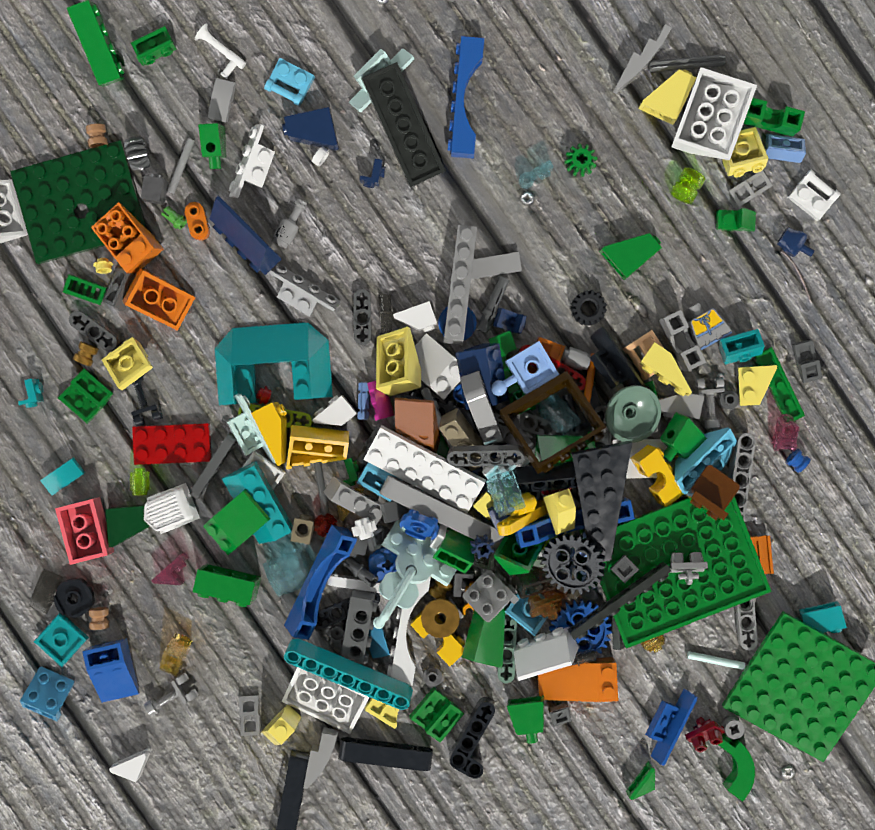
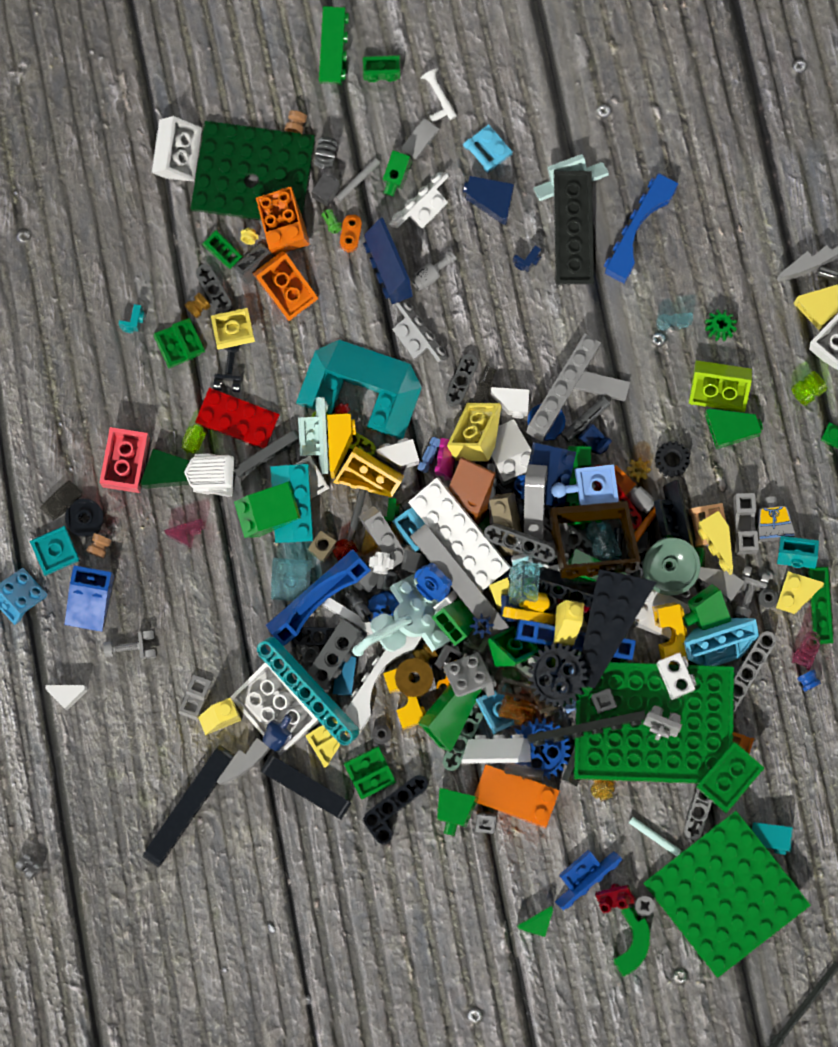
camera: 25 degrees right, 10 degrees down
(62, 476) = (126, 404): teal slope -> none
(175, 654) = (153, 609): clear yellow slope -> none
(226, 585) = (231, 564): green brick -> none
(320, 156) = (487, 223): white tile -> none
(338, 721) = (277, 734): none -> dark blue piece
(567, 330) = (638, 464): none -> clear yellow gear
(604, 218) = (720, 386): none -> lime slope
(678, 520) = (671, 677): none -> white brick
(713, 492) = (715, 666): reddish brown bracket -> none
(769, 588) = (730, 777): none -> green plate

